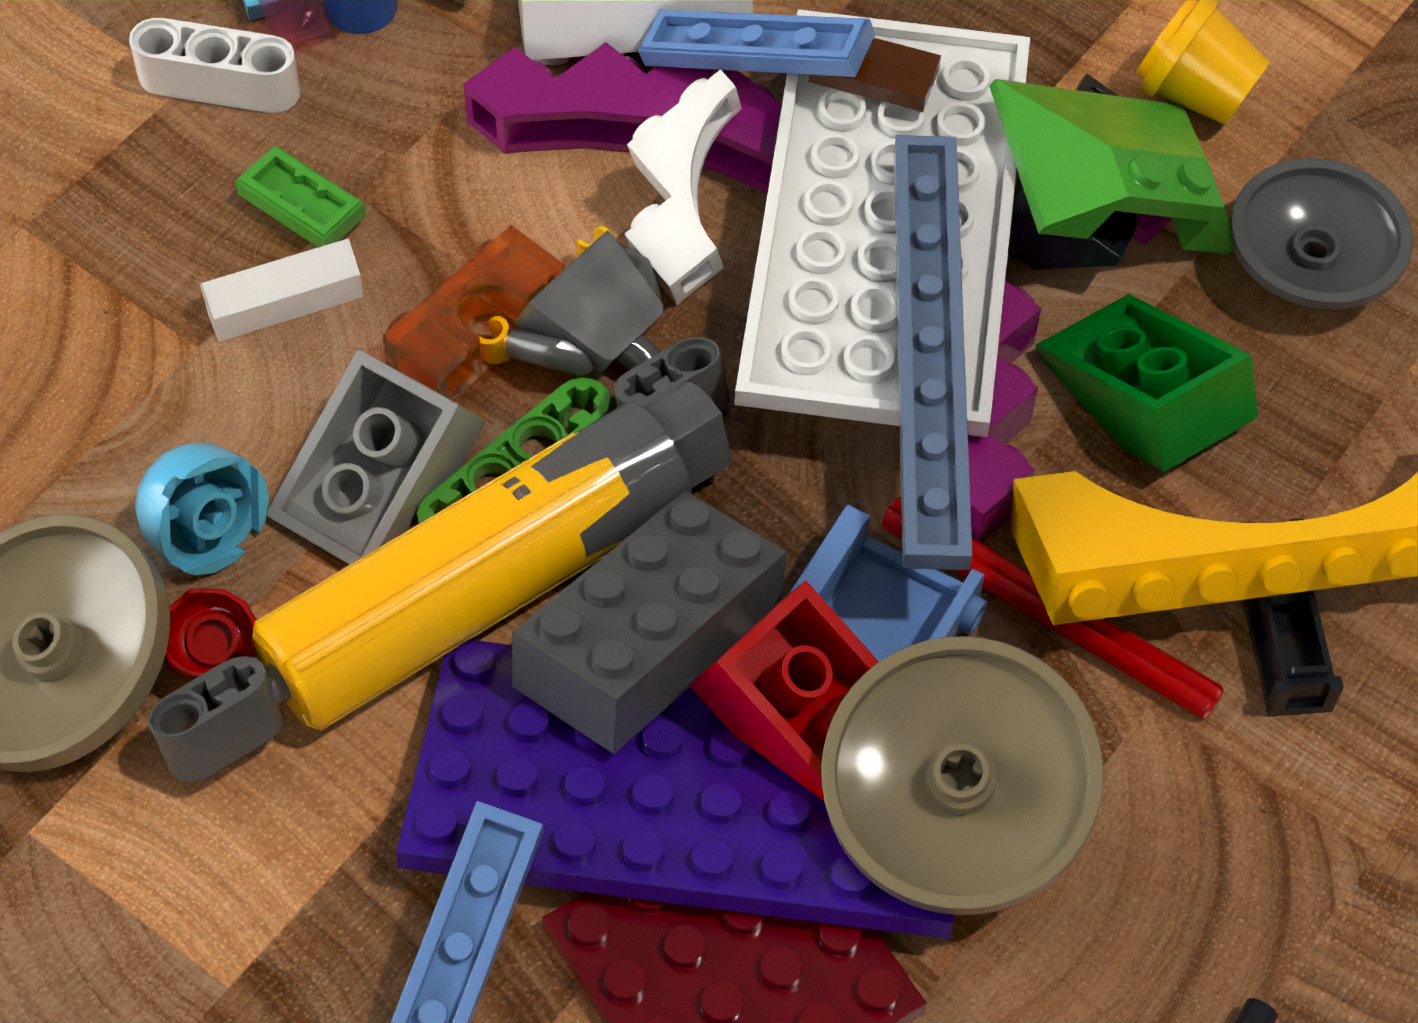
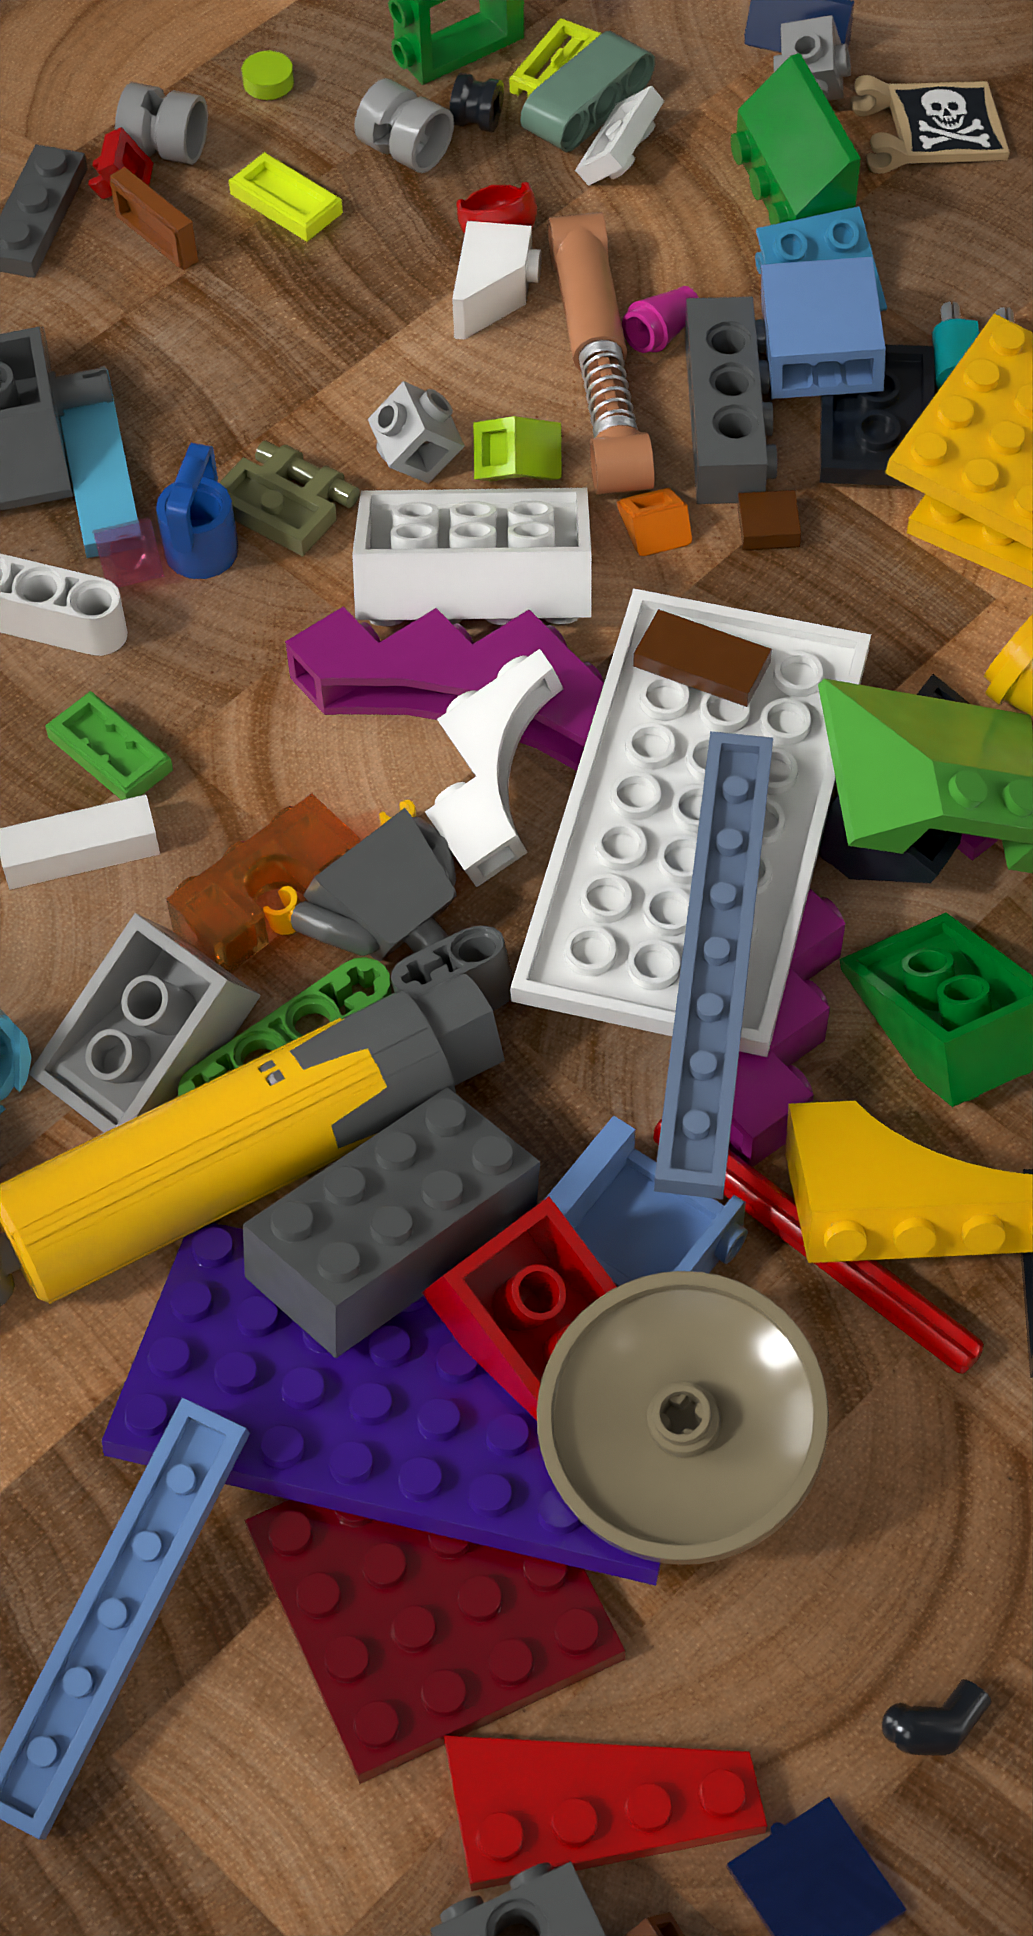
camera: 10 degrees right, 0 degrees up
(757, 42) = (585, 622): medium blue tile -> none

